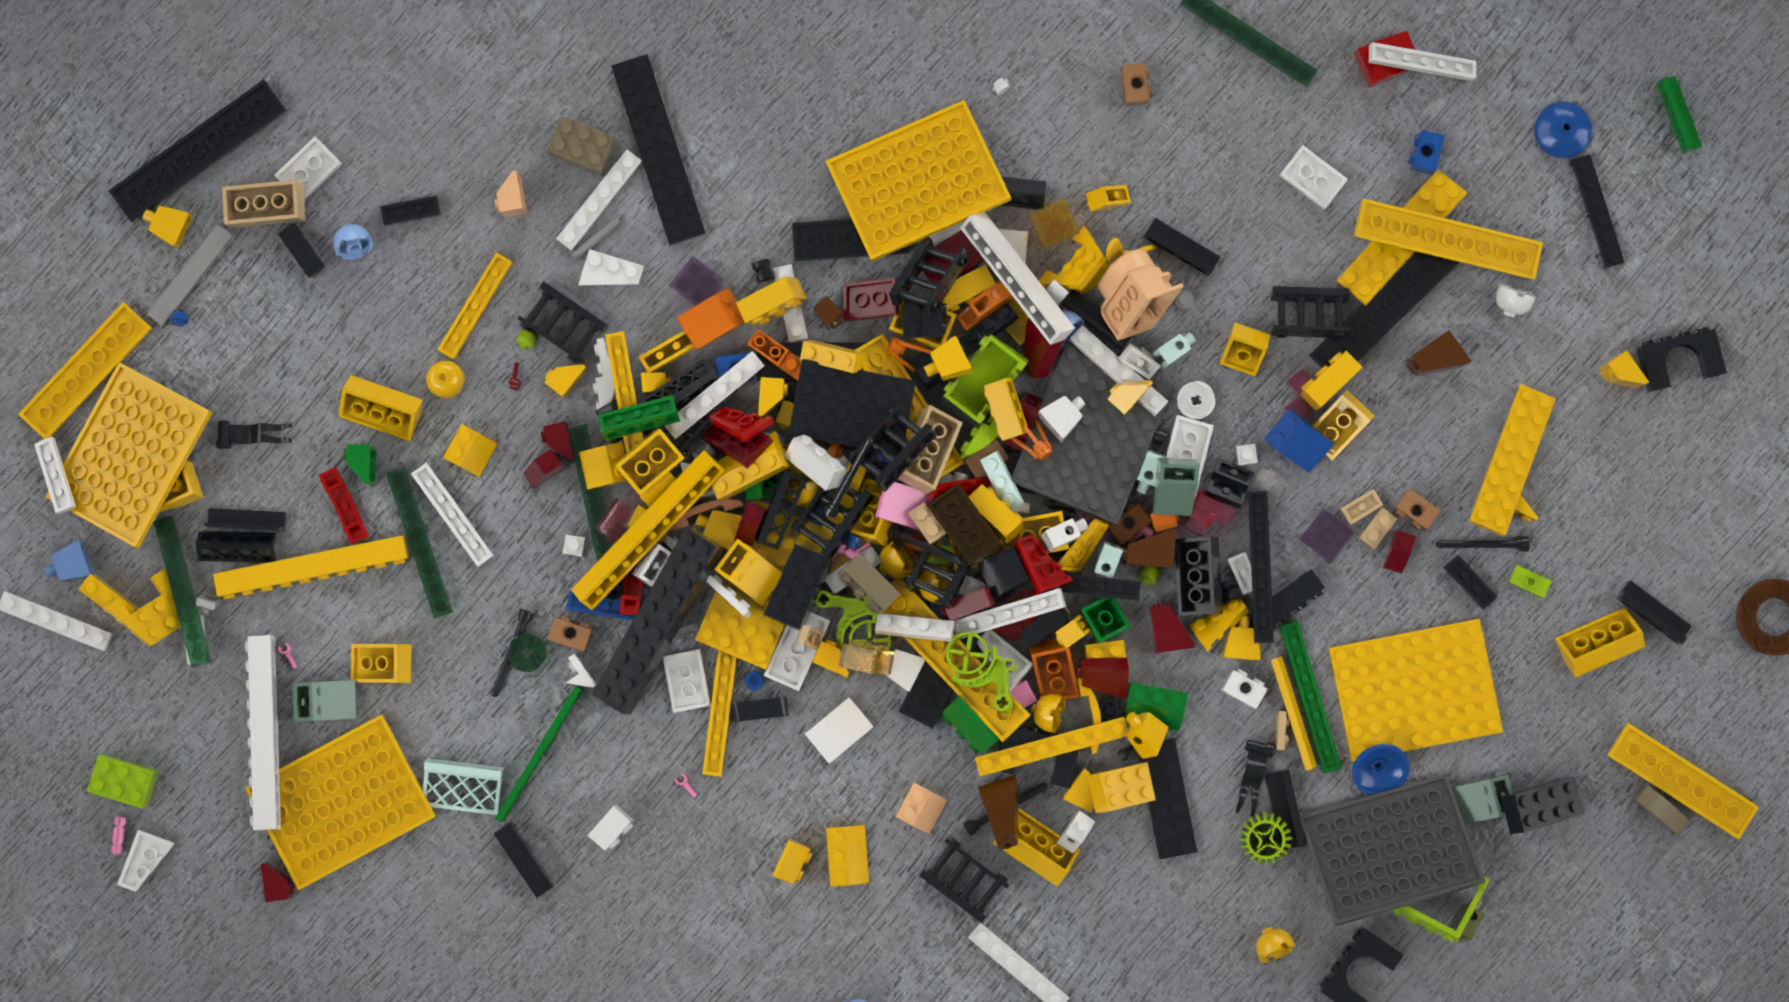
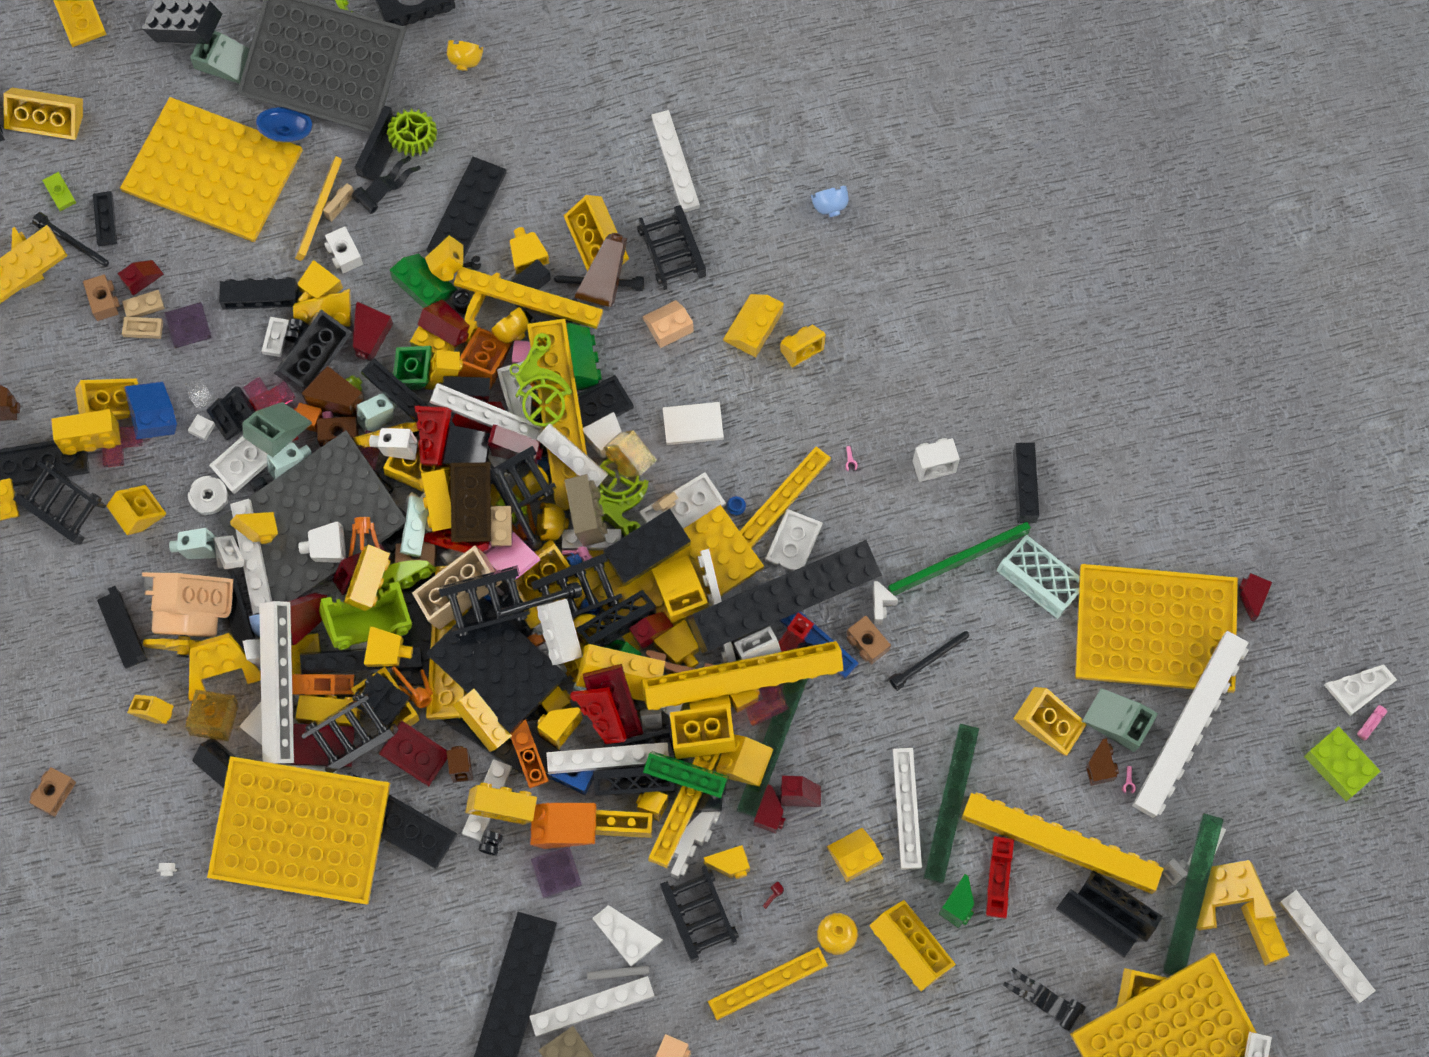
camera: 145 degrees left, 15 degrees down
(70, 563) = (1283, 987): medium blue torso -> none
(318, 652) = (1101, 765): none -> reddish brown slope
(518, 645) = (912, 639): clear green plate -> none
(526, 339) = (741, 922): lime piece -> none
(574, 545) = (816, 714): white plate -> none
(760, 709) = (747, 479): black beam -> none
(829, 657) = (660, 481): yellow slope -> none
(1077, 830) = (556, 224): white torso -> none
(1121, 787) = (495, 232): yellow brick -> none
(1260, 567) = (257, 328): black plate -> none
(1310, 697) = (297, 214): green tile -> none

